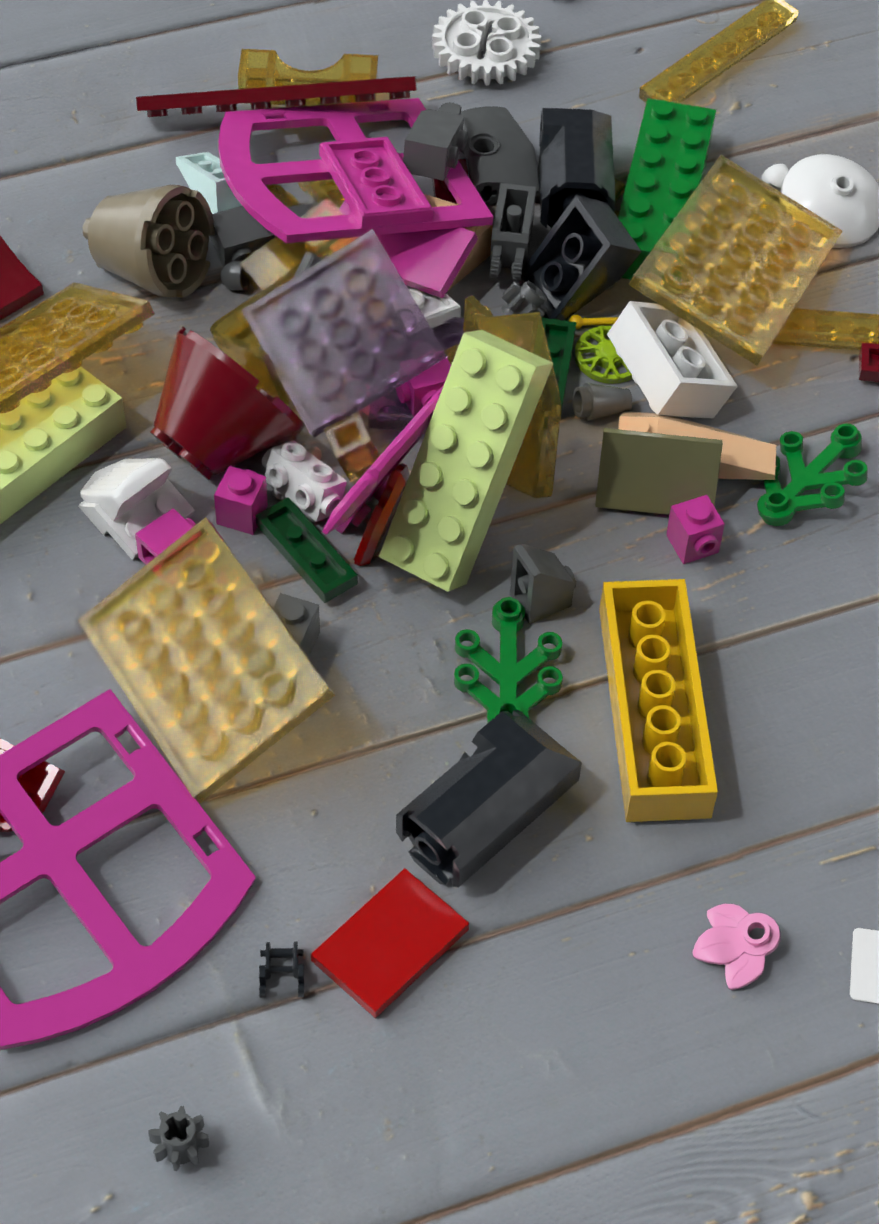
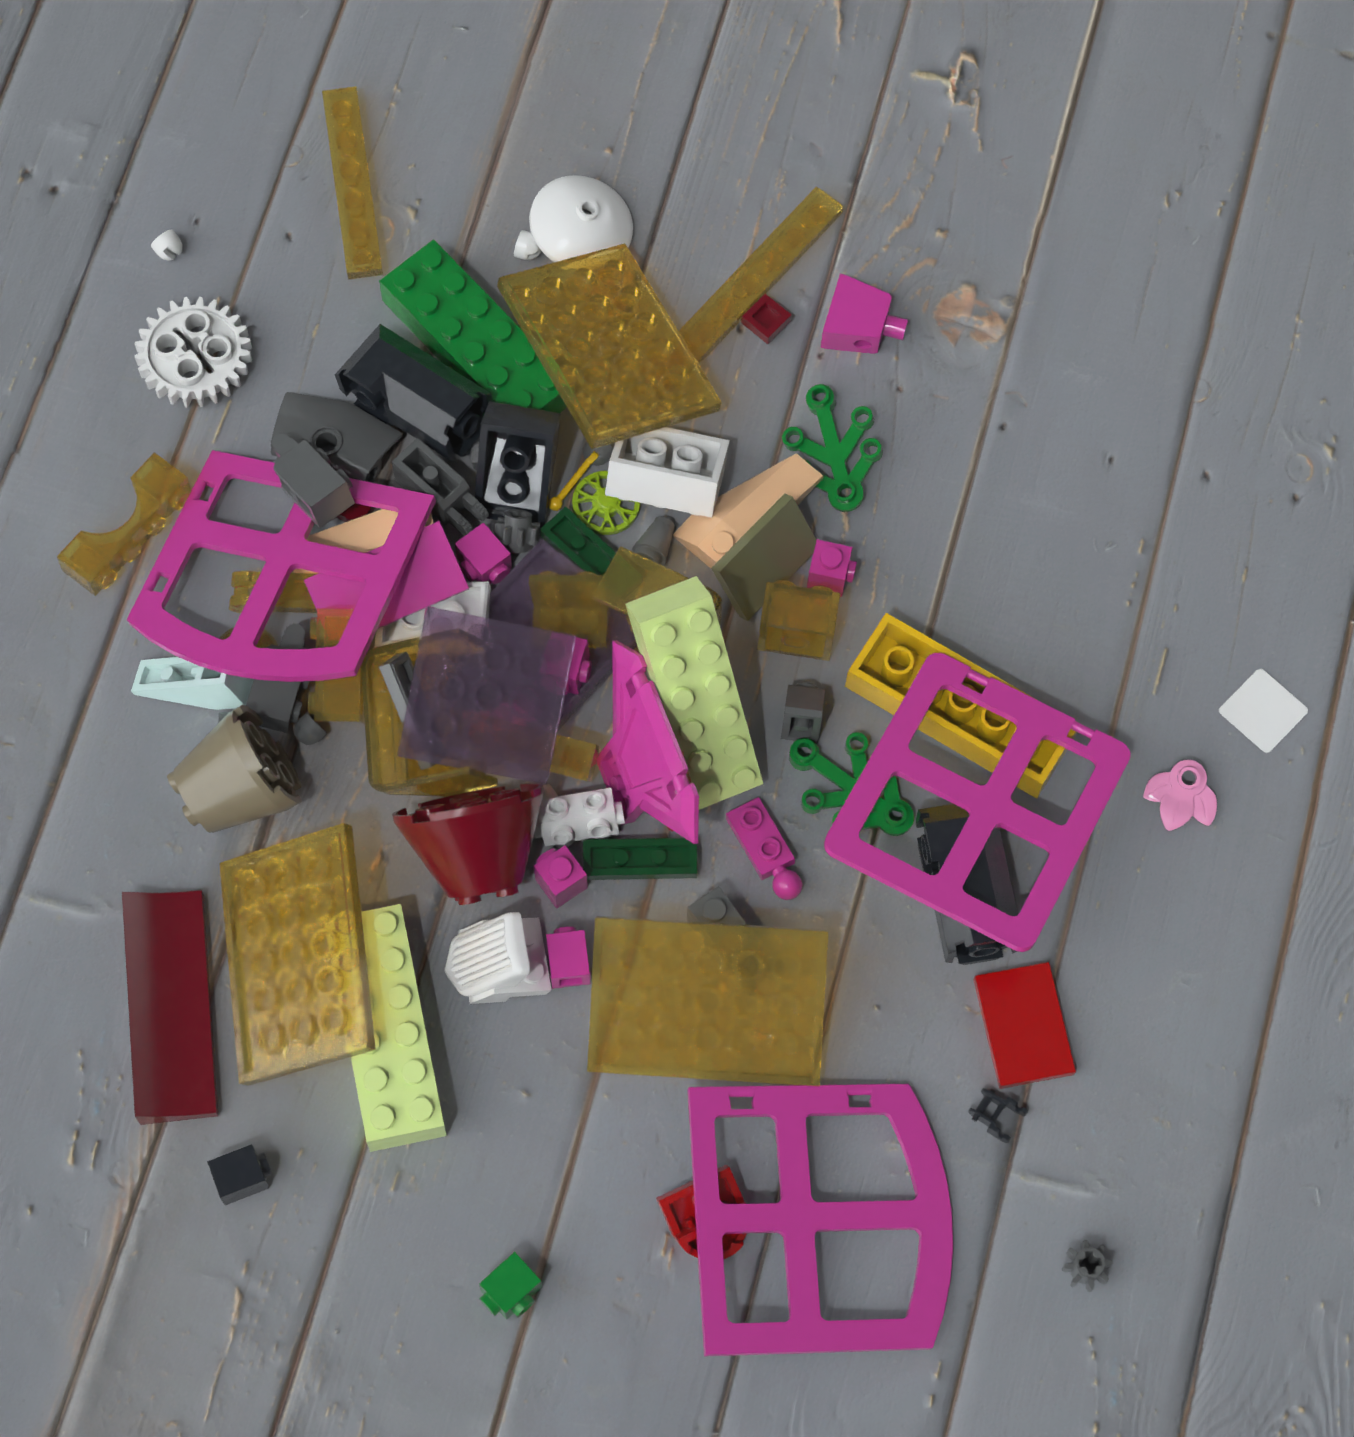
camera: 55 degrees left, 15 degrees up
(292, 94) = (137, 563): dark red plate -> none
(375, 182) = (327, 559): dark pink tile -> none
(394, 635) = (765, 847): none -> dark pink plate
(486, 286) = (483, 556): none -> dark pink brick
(560, 747) = (987, 804): none -> dark pink window
(620, 526) = (798, 620): none -> clear yellow brick

